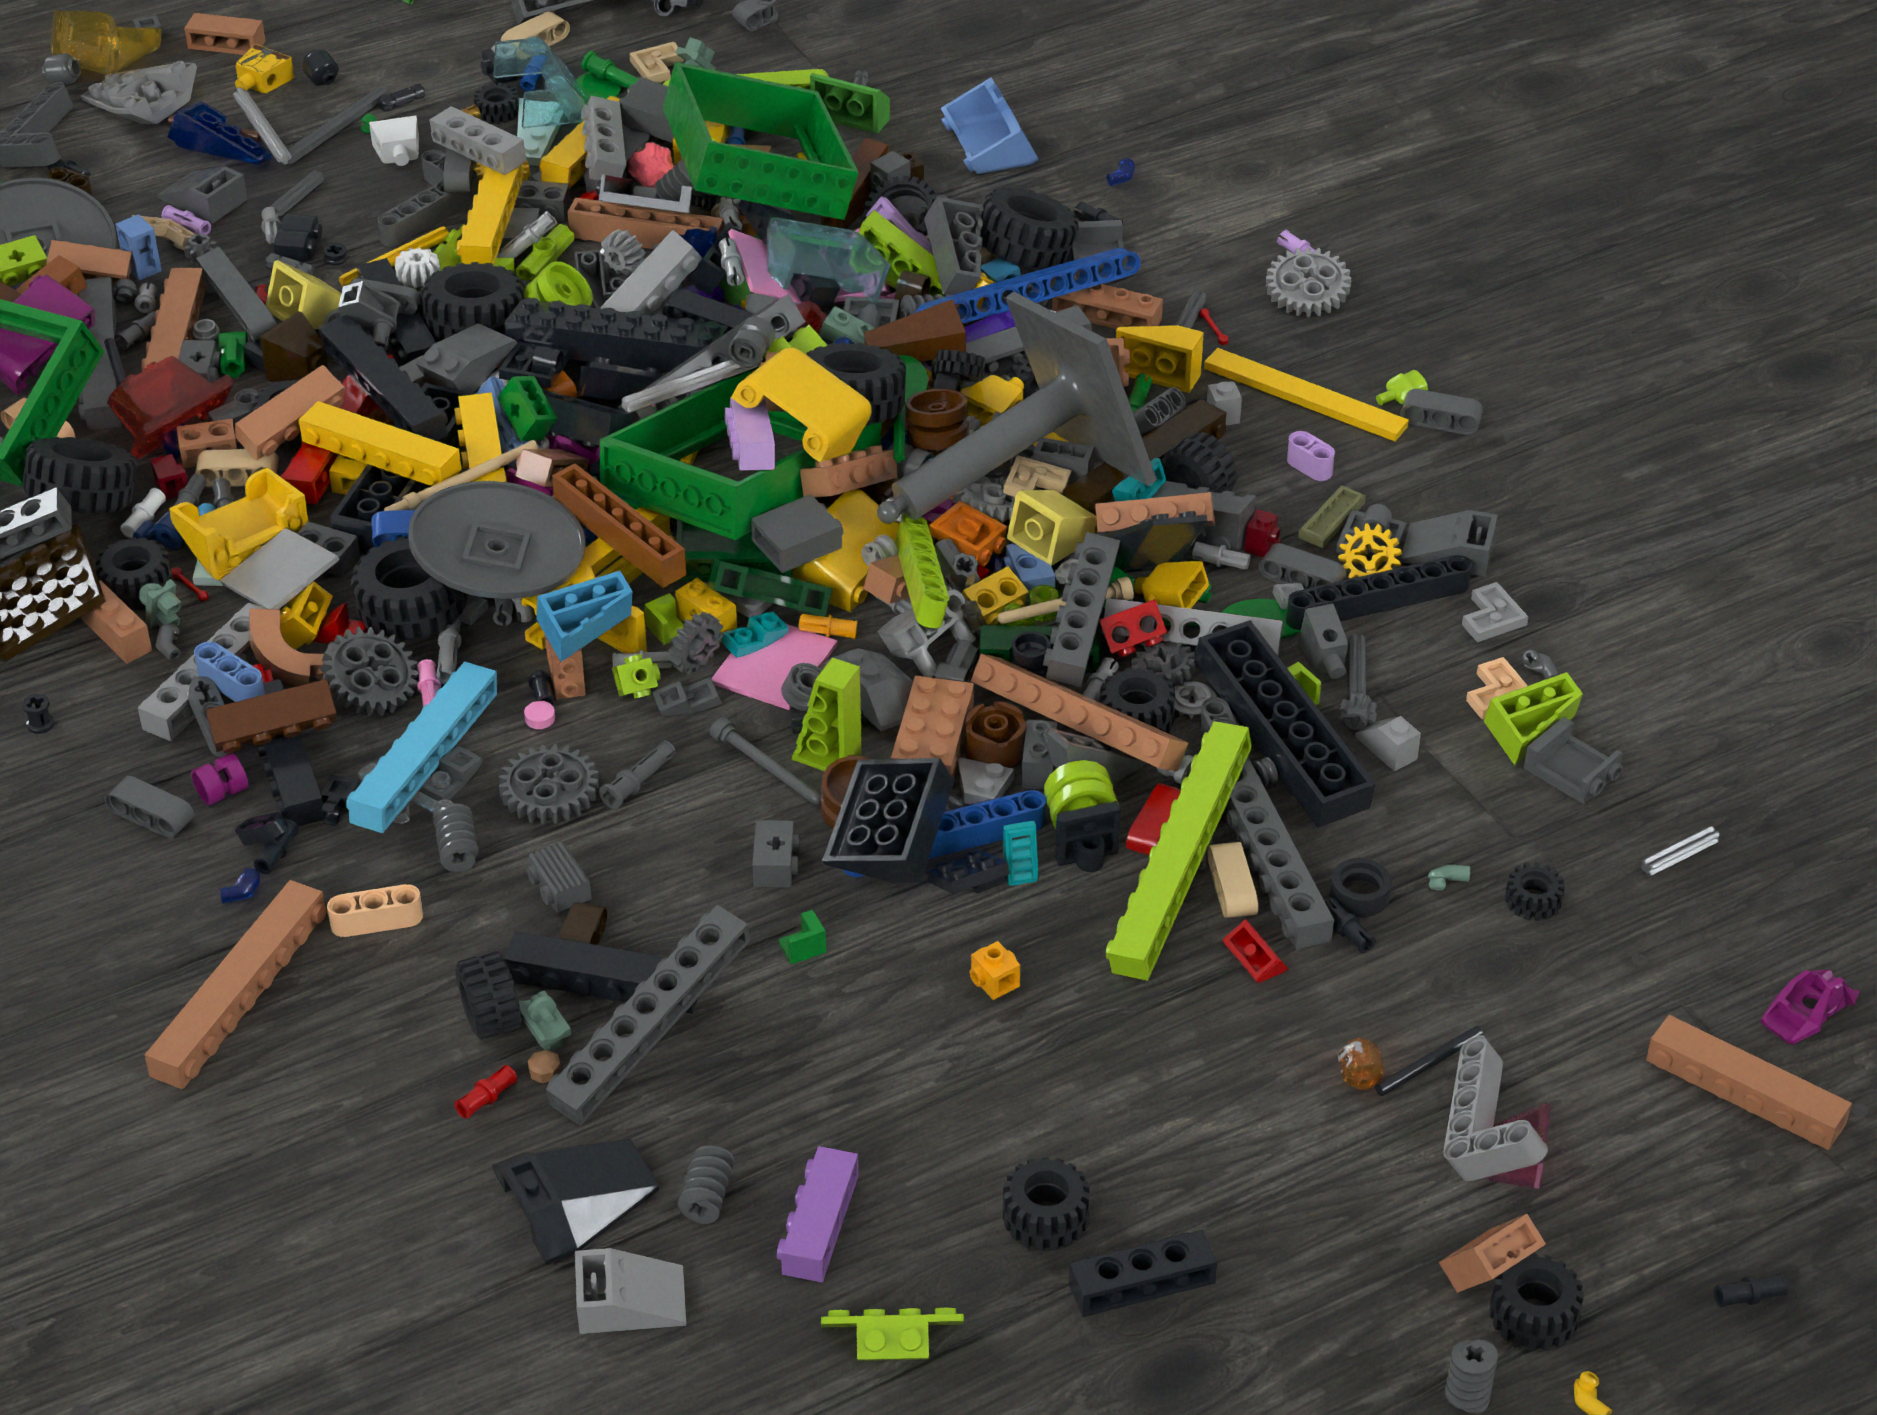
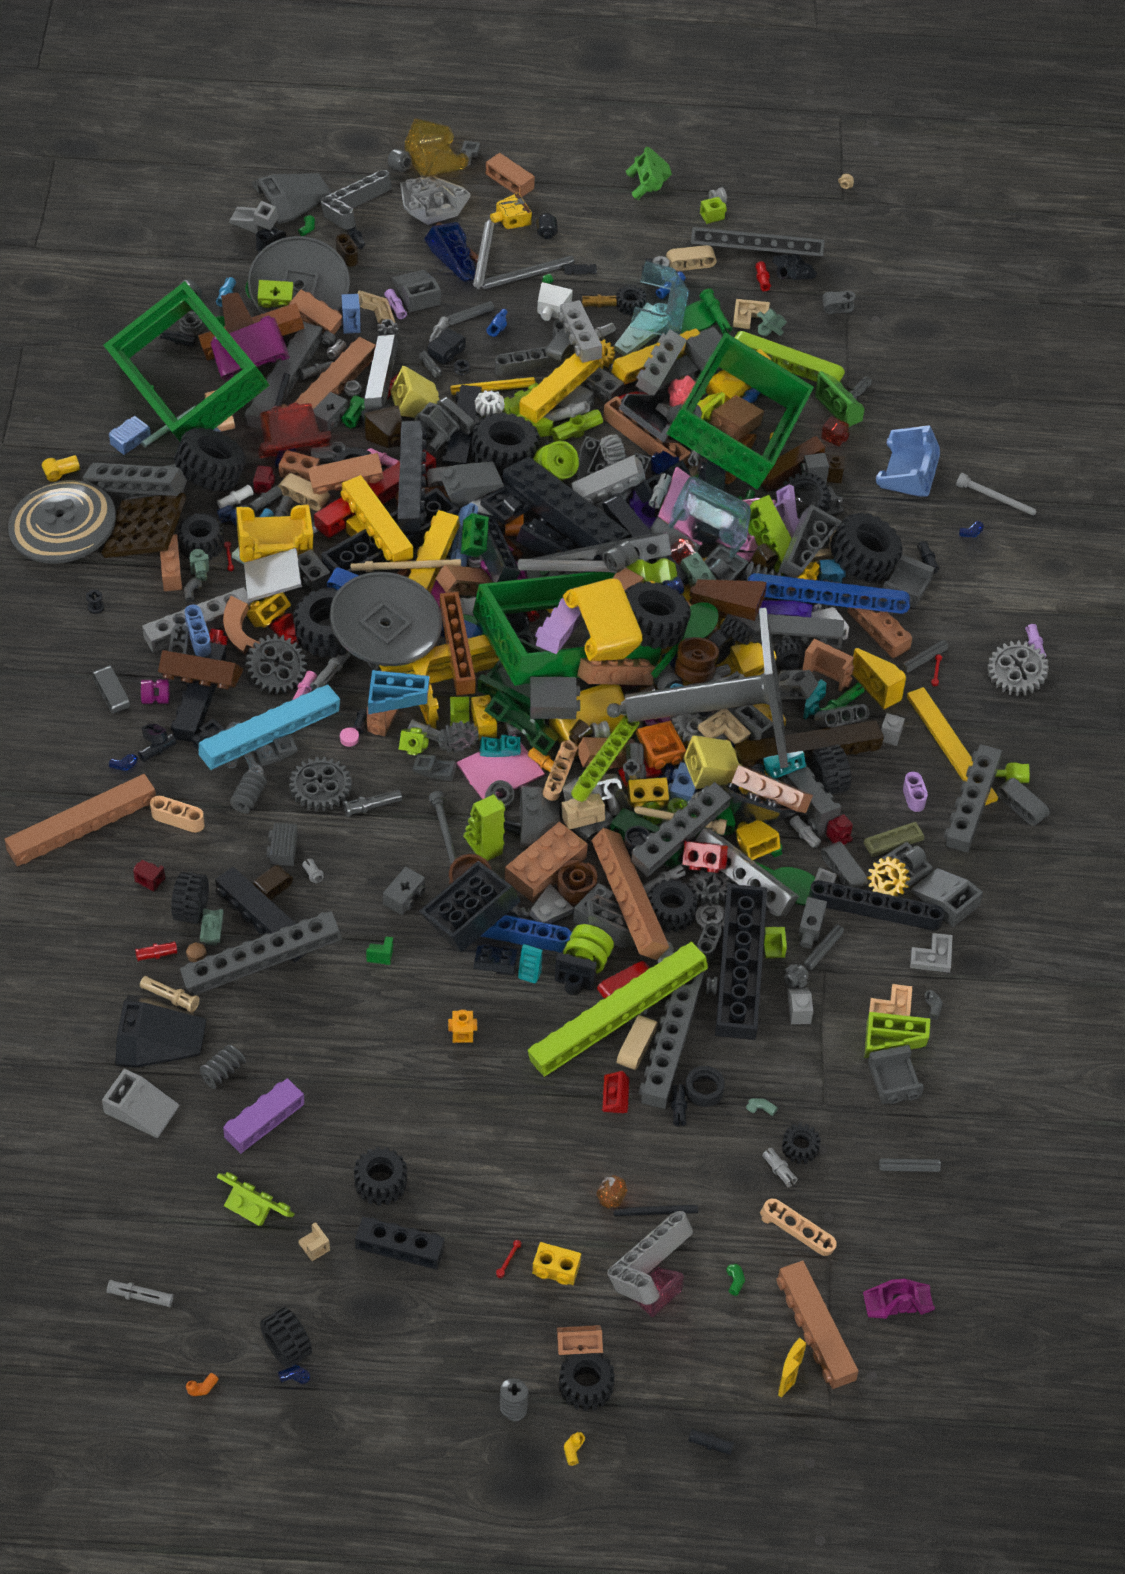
camera: 30 degrees right, 10 degrees up
(345, 189) = (498, 323): none -> blue piece
(395, 1003) = (148, 875): none -> dark red brick
(566, 1132) = (177, 997): none -> tan pin
(634, 892) = (314, 873): none -> light grey pin
(640, 21) = (763, 276): none -> red pin
(857, 561) = (579, 731): none -> dark brown hat
(863, 620) = (567, 750): none -> light nougat beam
(873, 128) = (835, 431): none -> clear red brick
(938, 648) = (584, 813): none -> tan brick
(1025, 1335) = (315, 1243): none -> tan panel
(1070, 128) = (965, 481): none -> light grey piece
(1301, 1239) = (500, 1272): none -> red hinge
(1368, 1186) = (558, 1259): none -> yellow brick
(1387, 430) = (962, 838): none -> dark grey brick
(1535, 931) = (779, 1167): none -> light grey pin
(1584, 980) = (797, 1230): none -> light nougat beam
(1604, 1083) = (738, 1278): none -> green arm
(1770, 1144) = (791, 1366): none -> yellow slope

